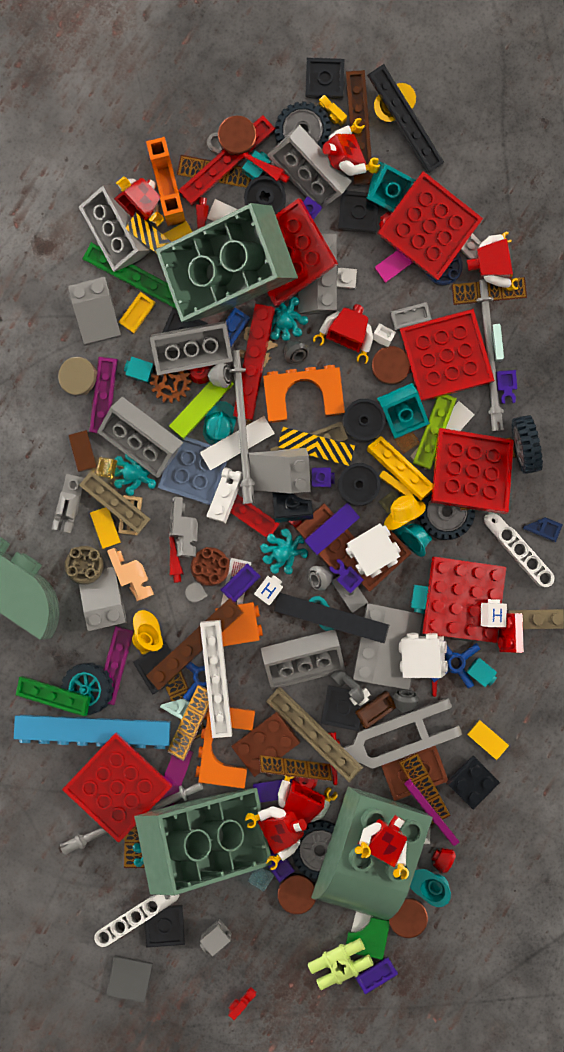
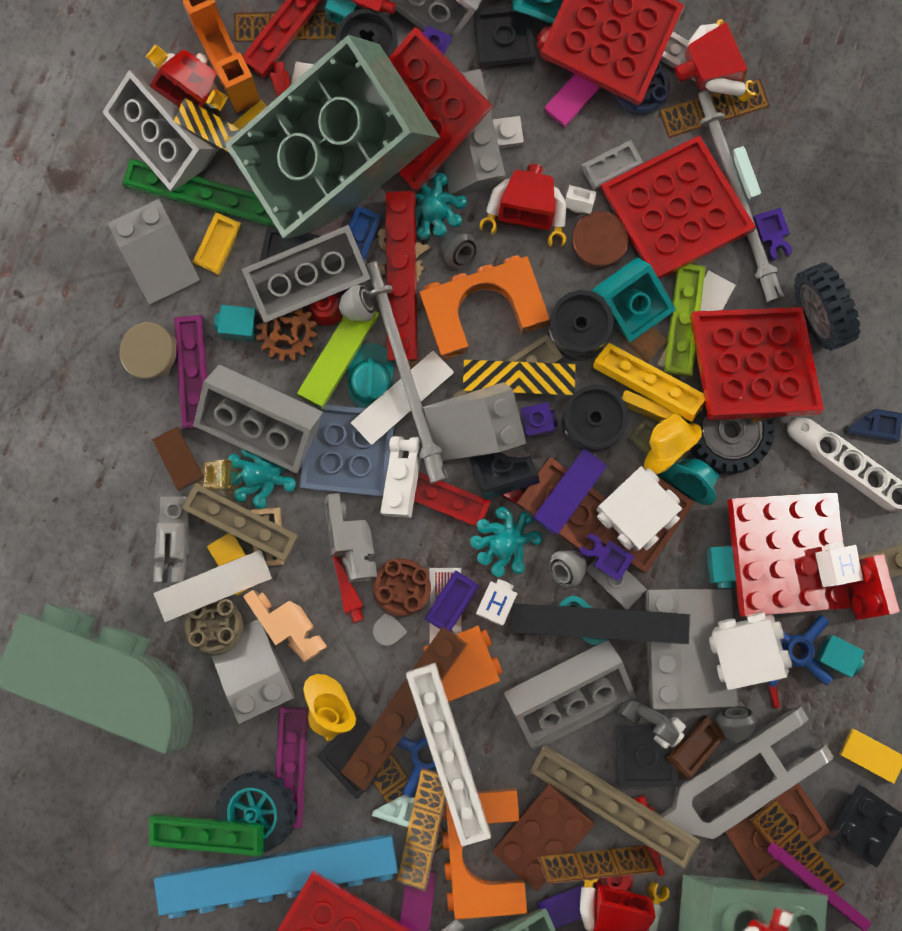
camera: 15 degrees left, 5 degrees down
(89, 539) = (212, 585): none -> white sticker

